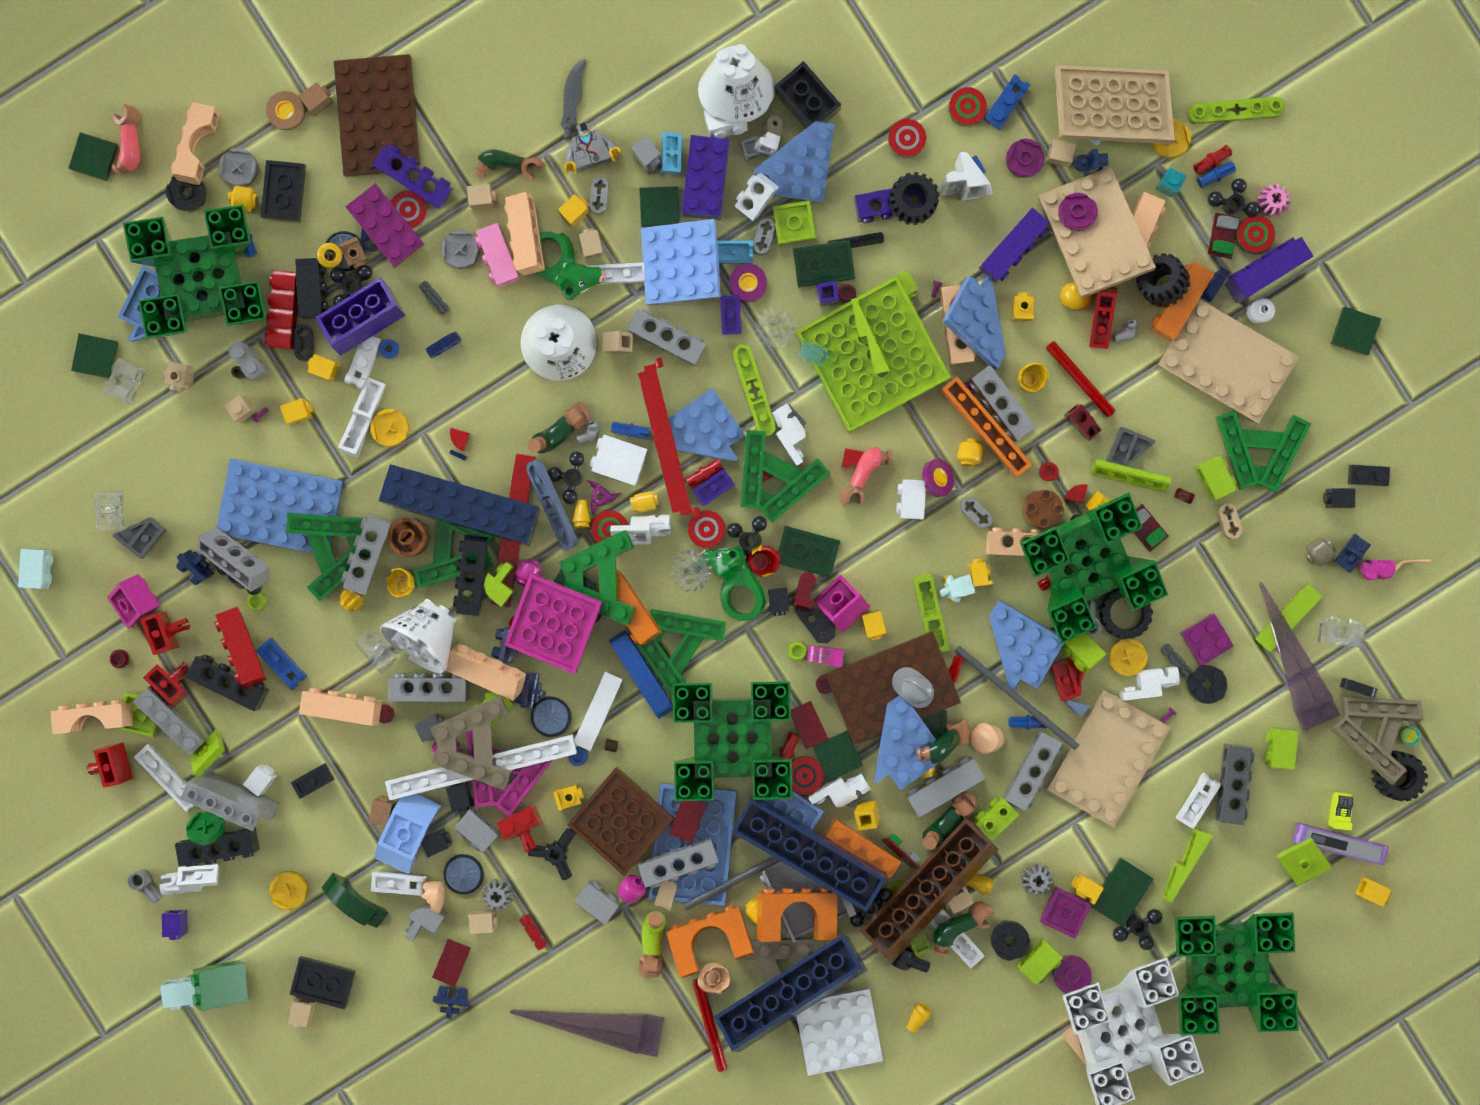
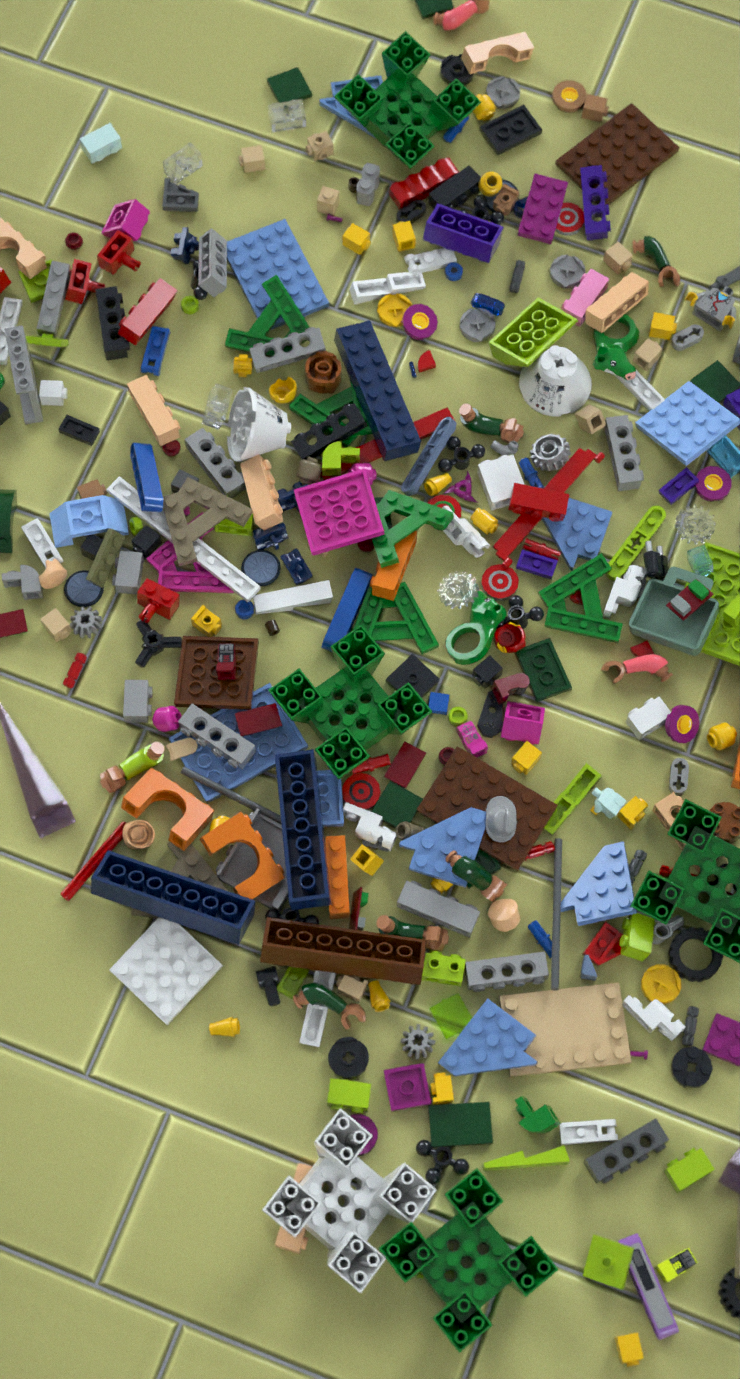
camera: 55 degrees right, 20 degrees down
(147, 444) = (252, 158): none -> tan brick
(403, 759) = (146, 477): none -> blue beam
(417, 416) = (419, 321): none -> magenta tile
(438, 795) = (135, 525): none -> lime tile
(452, 843) = (105, 558): none -> olive plate
(455, 367) = (477, 324): none -> light grey tile
(493, 616) = (309, 471): none -> dark tan head
(504, 333) = (530, 334): none -> lime slope
(573, 689) = (296, 566): none -> dark blue hips
(619, 810) = (226, 661): none -> dark red leg
(633, 400) = (550, 452): none -> light grey gear
(665, 449) = (538, 502): none -> red brick
(739, 664) = (415, 673): none -> black plate
(774, 658) = (438, 703): none -> blue tile
(788, 391) = (655, 562): none -> black piece
(842, 391) = (689, 599): none -> piece
(843, 411) = (659, 624): none -> sand green piece
(867, 764) = (405, 830): none -> dark tan cone
(1022, 603) = (636, 864): none -> dark grey axle
(1034, 836) = (451, 1015): none -> clear neon green piece
(1079, 826) = (489, 1044): none -> medium blue wing
(1163, 837) = (538, 1121): none -> green brick

